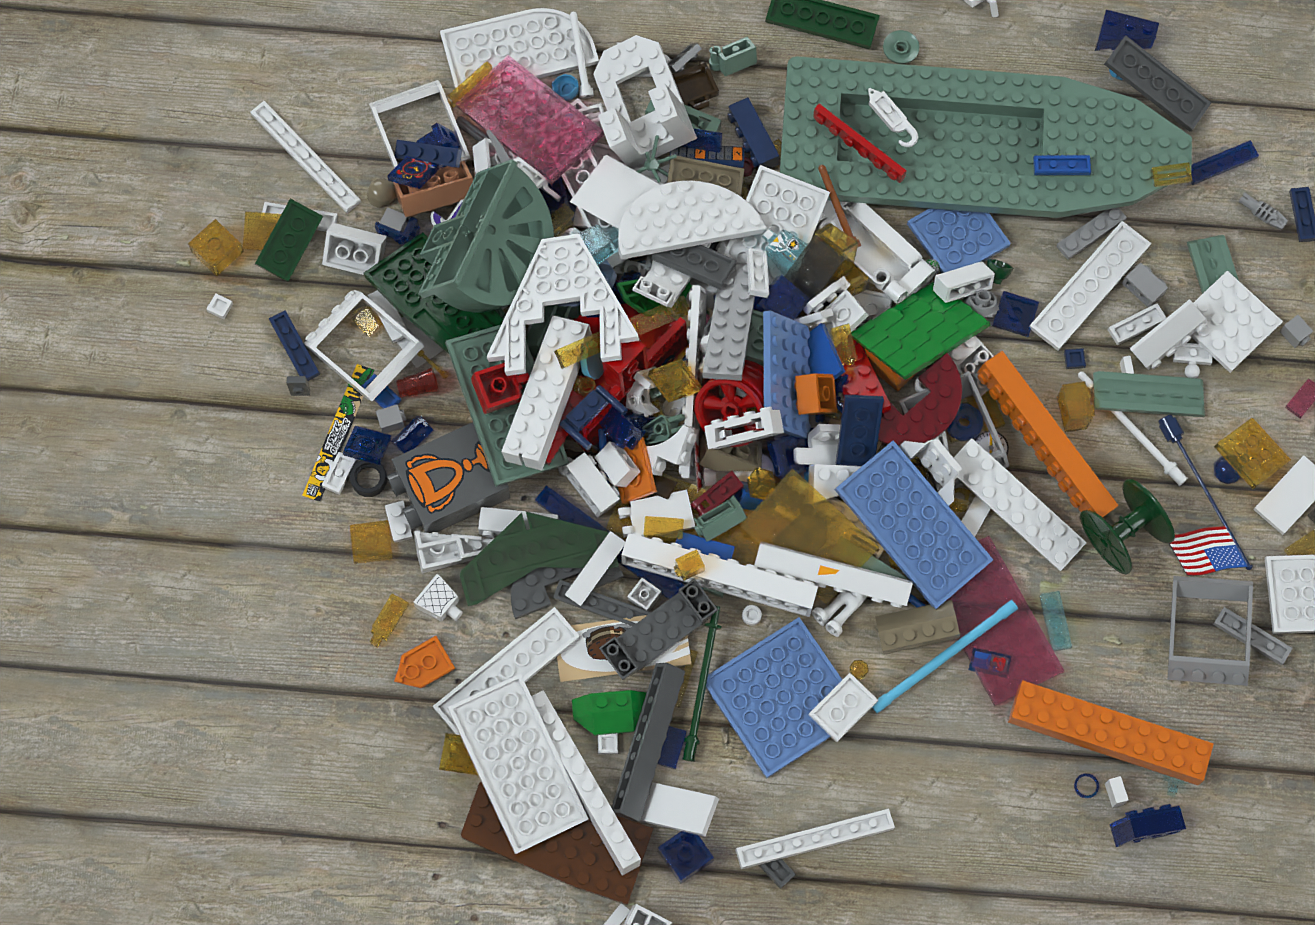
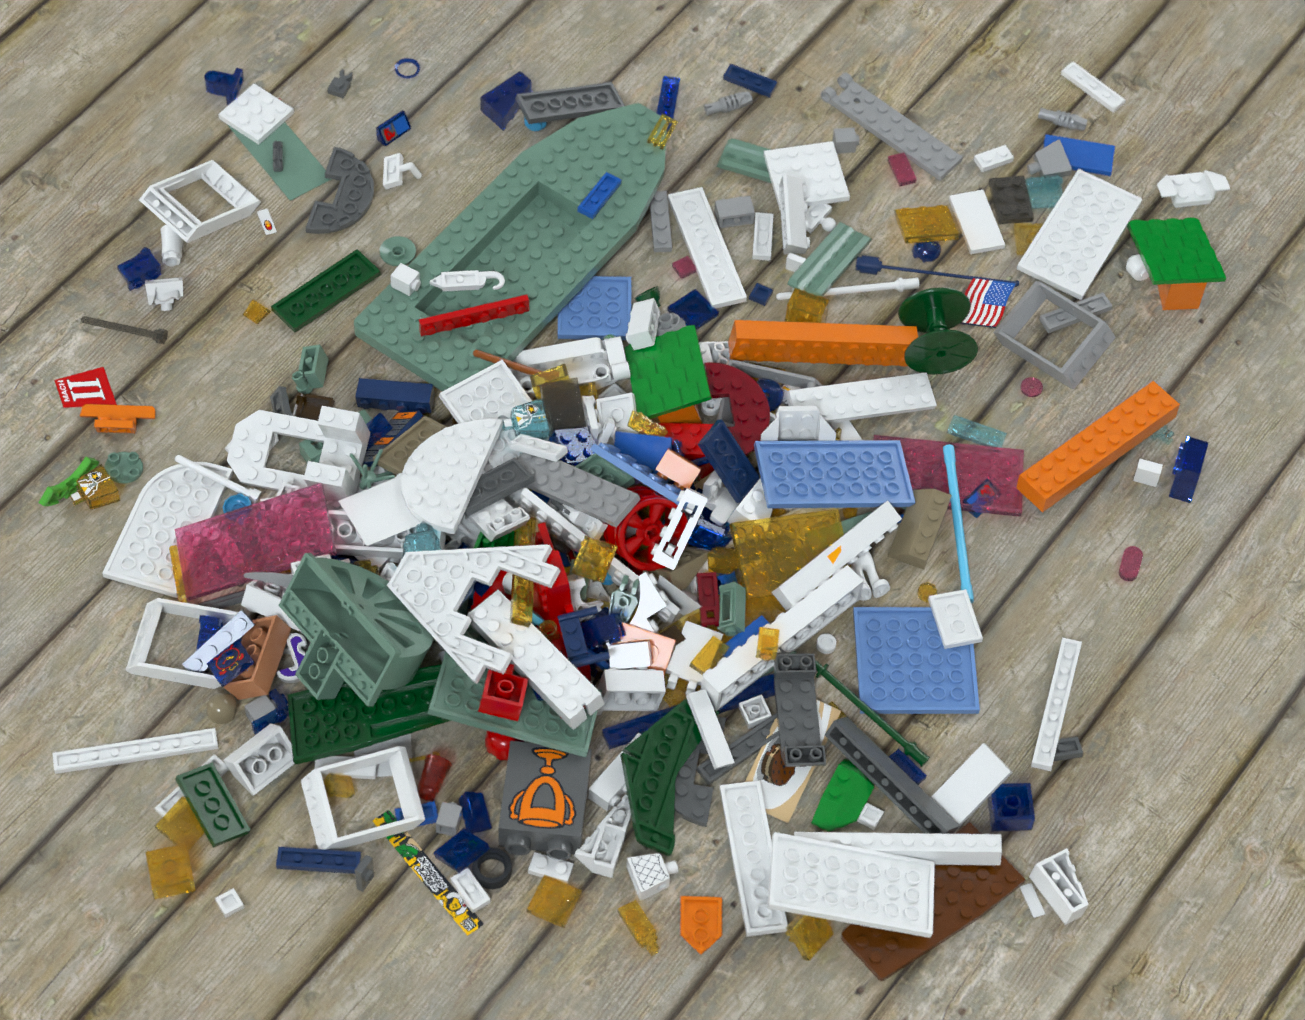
camera: 60 degrees left, 15 degrees down
(856, 69) = (405, 279): none -> white brick
(1011, 827) = (1130, 563): none -> clear pink tile
(1057, 279) = (684, 267): none -> clear pink tile
(1088, 775) = (1126, 501): clear blue piece -> none
(1147, 637) = (1031, 392): none -> clear pink wheel

